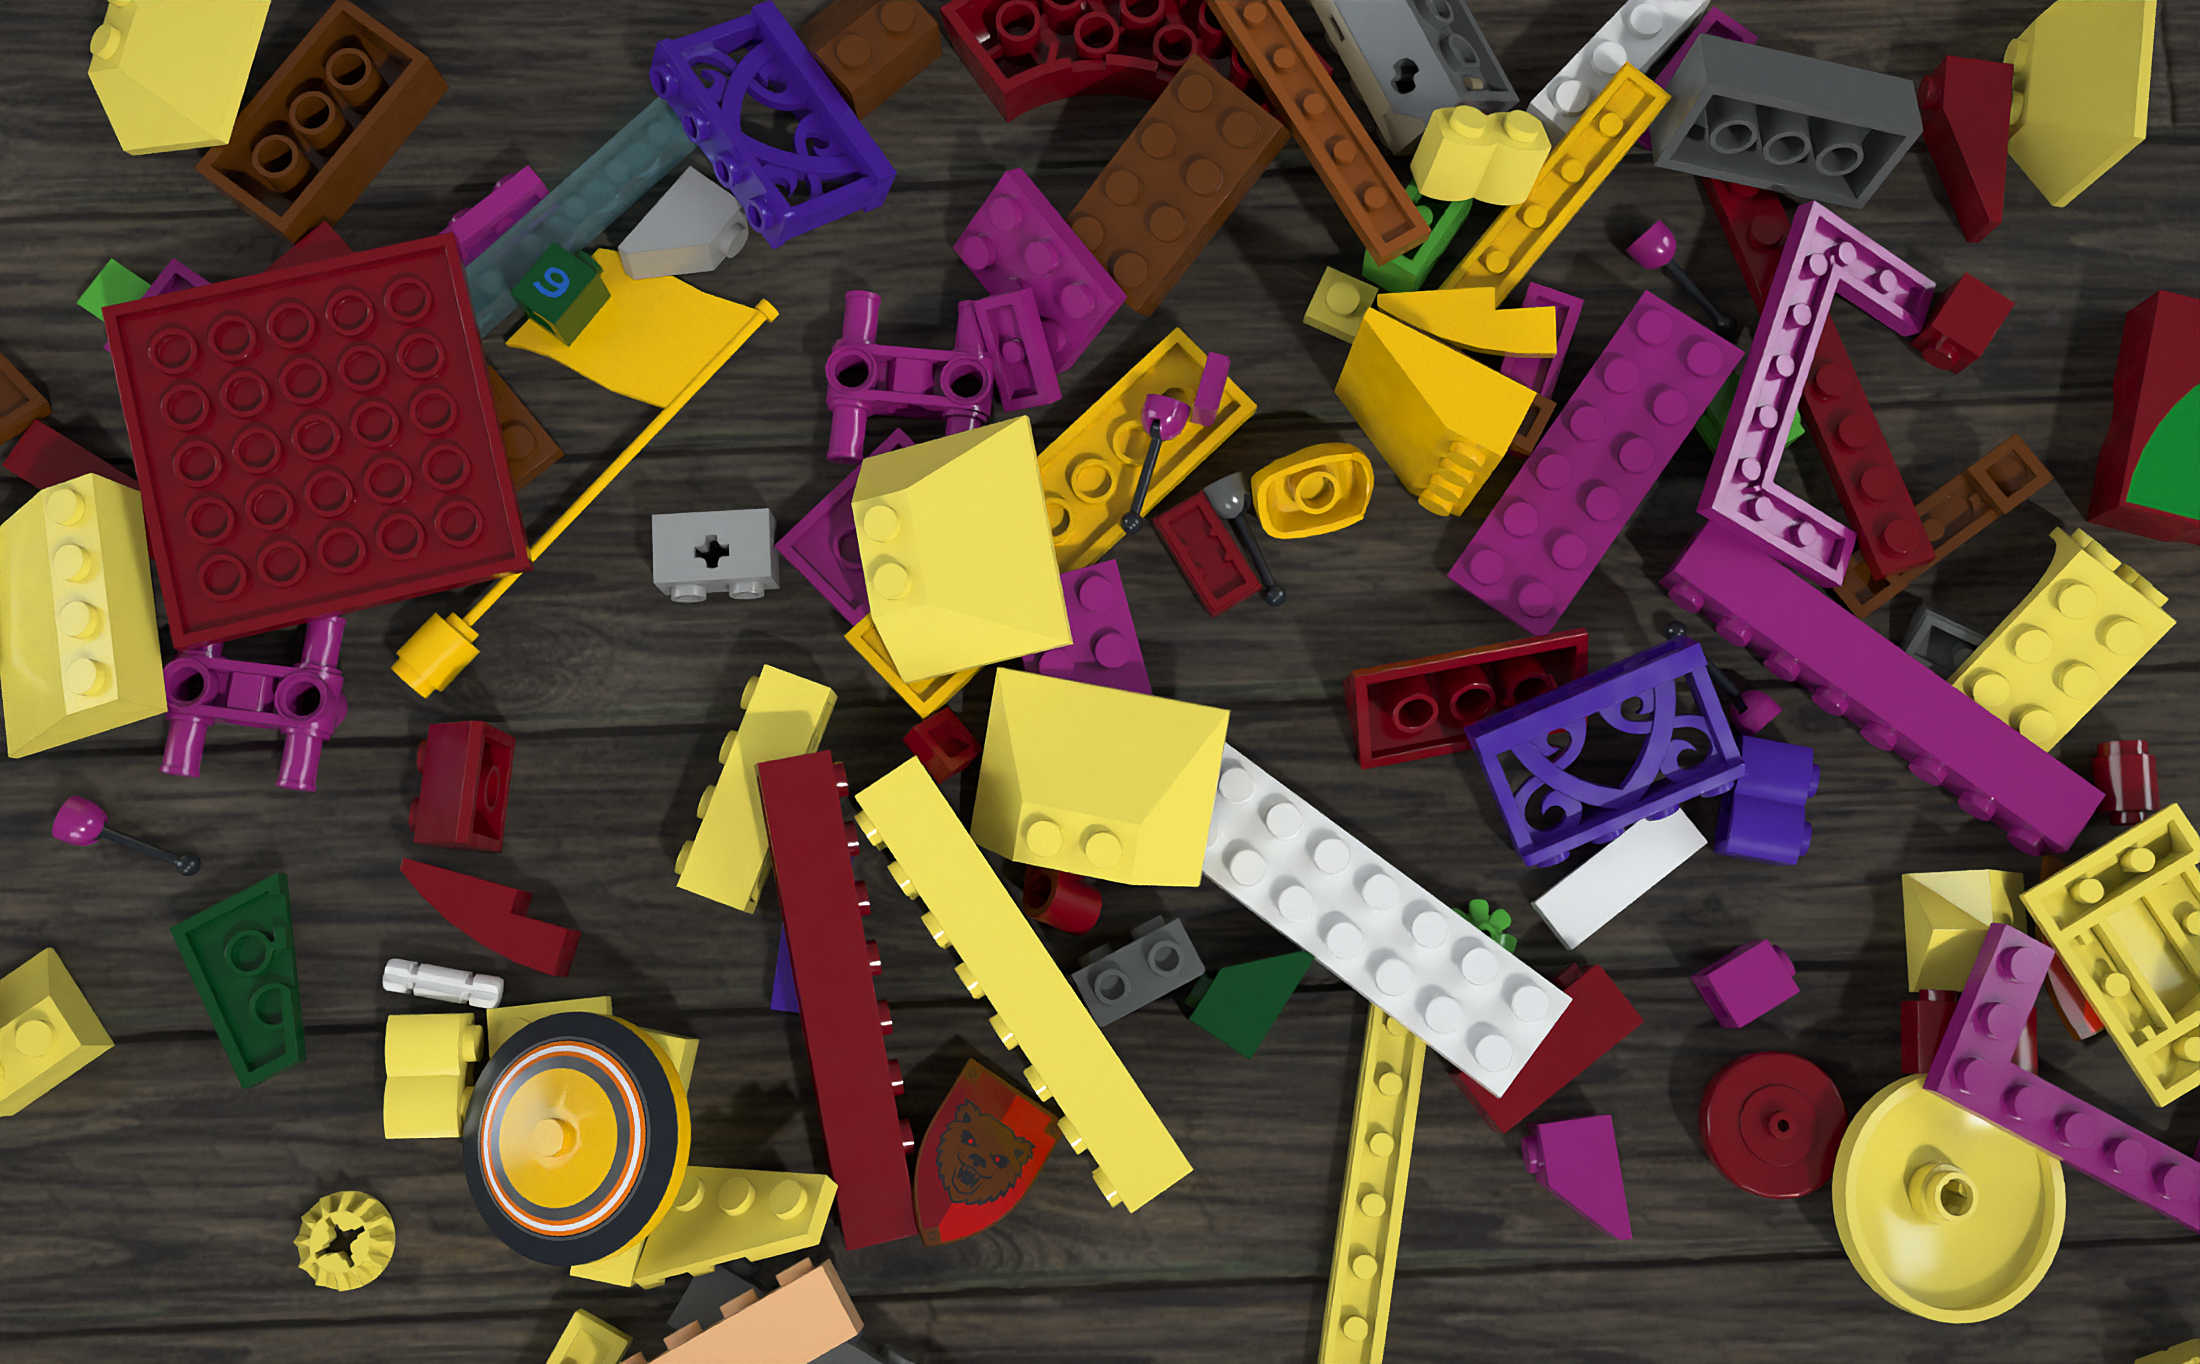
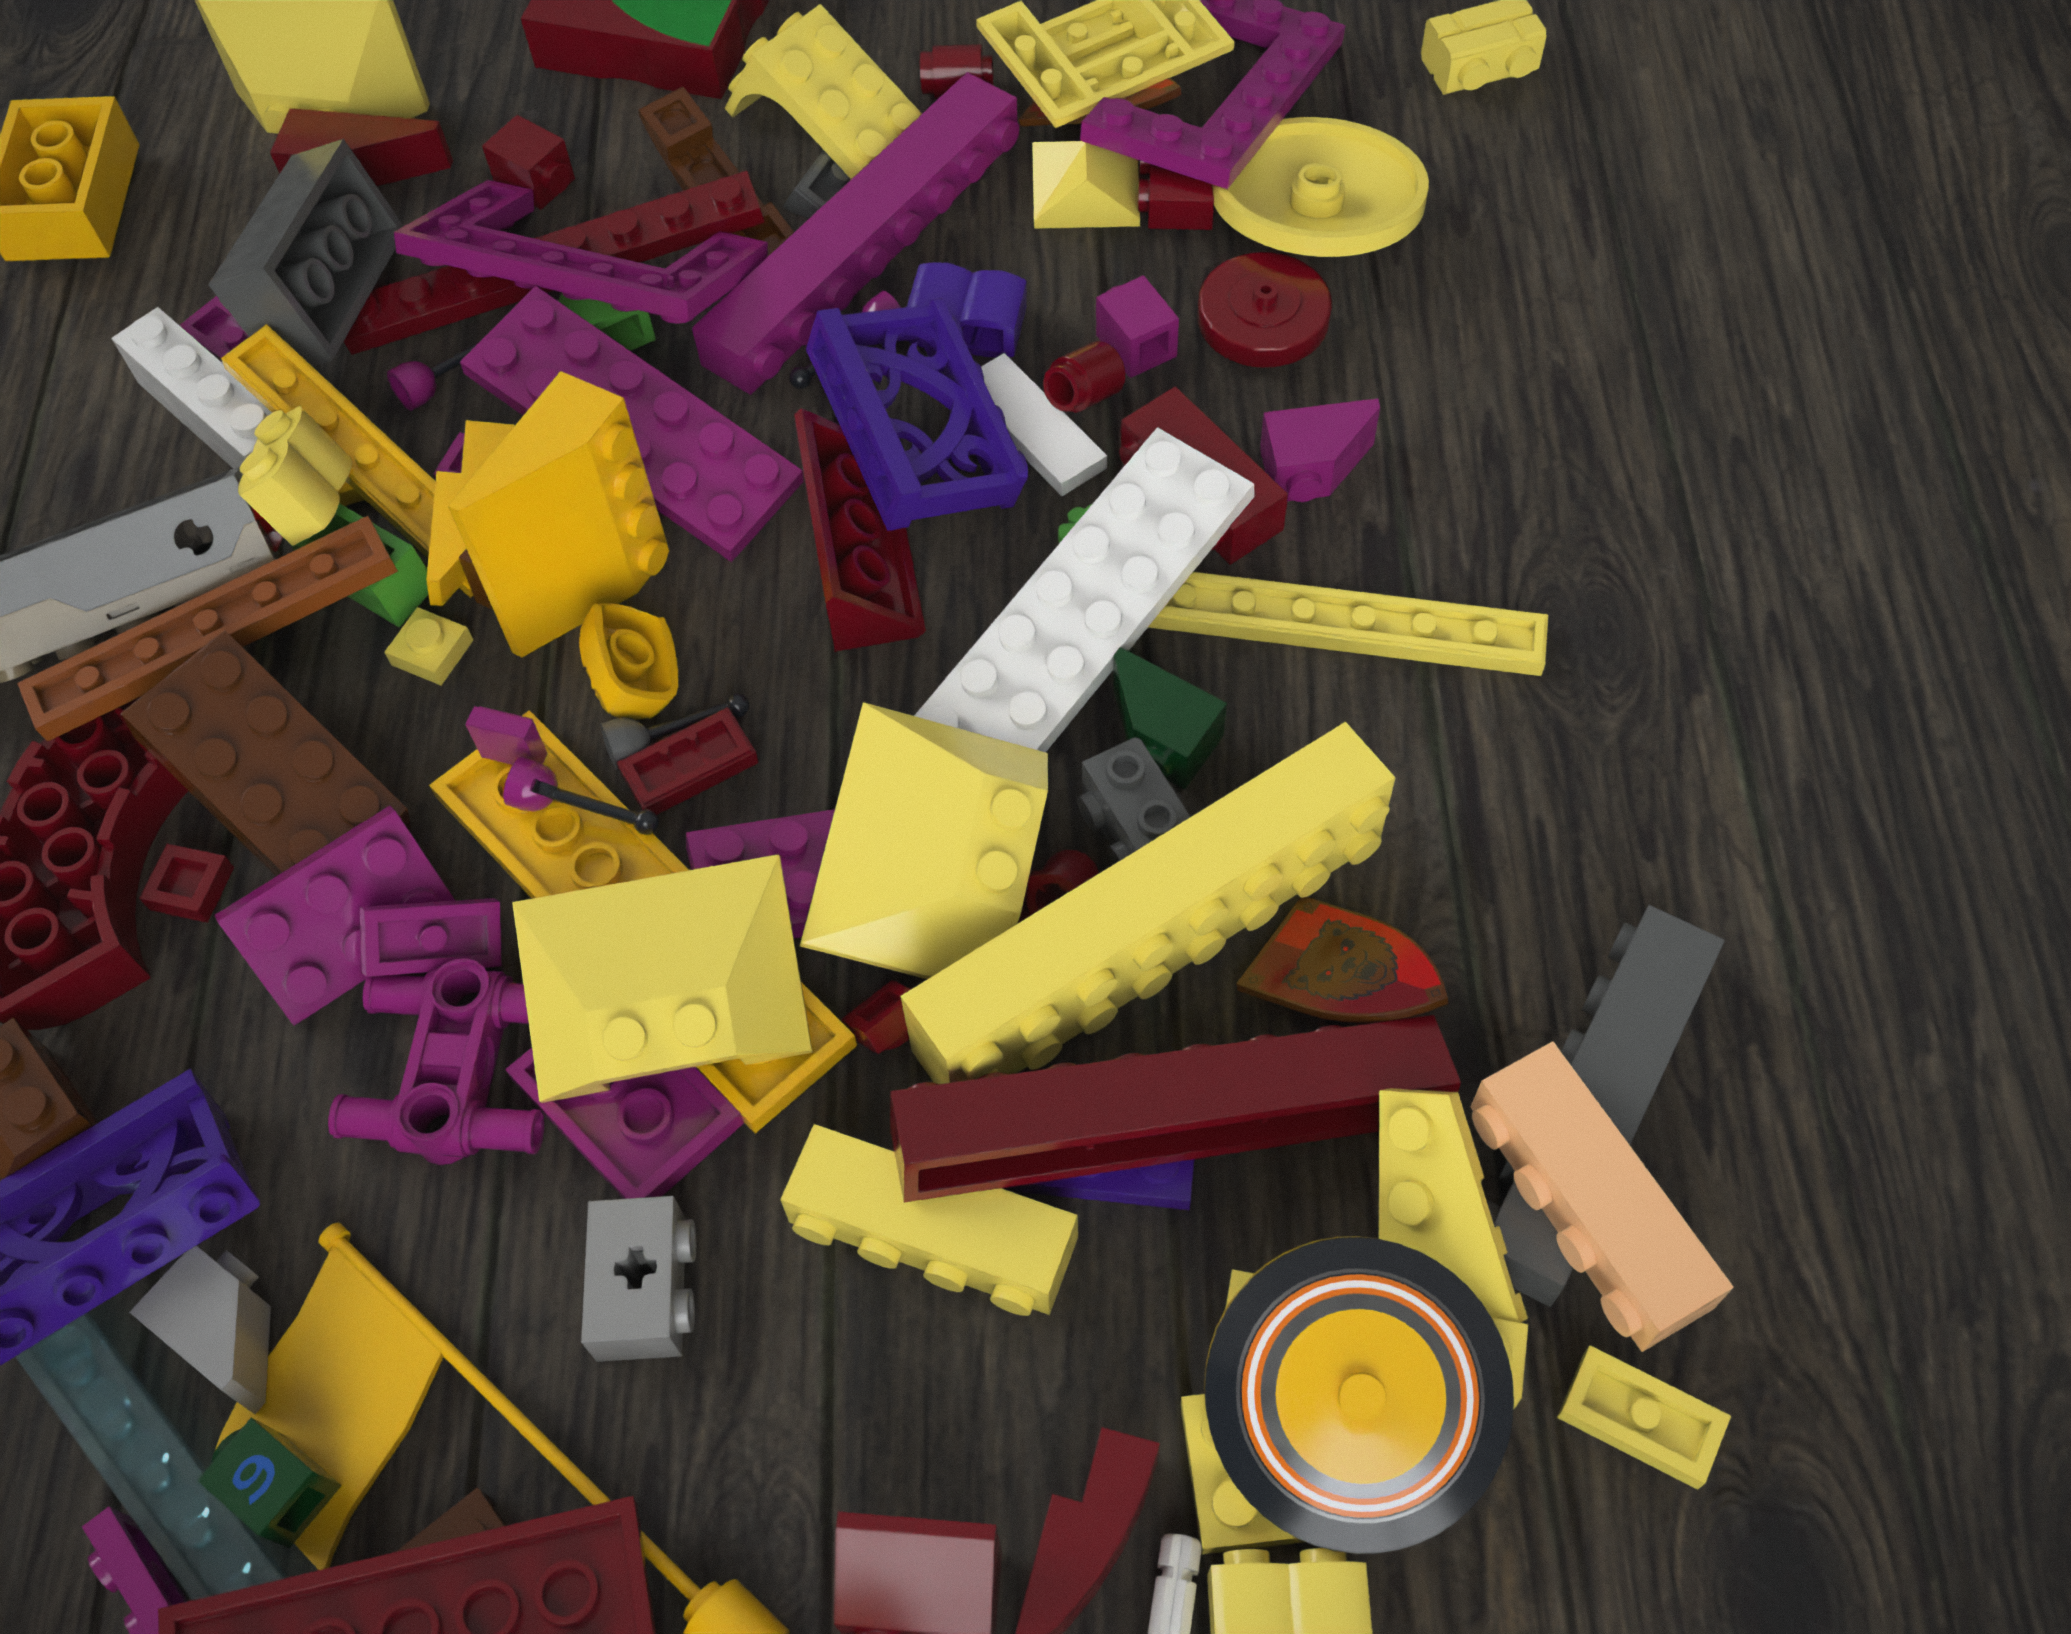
camera: 85 degrees left, 20 degrees down
(1086, 135) = (187, 883): none -> dark red plate
(1667, 926) = (1084, 377): none -> dark red brick

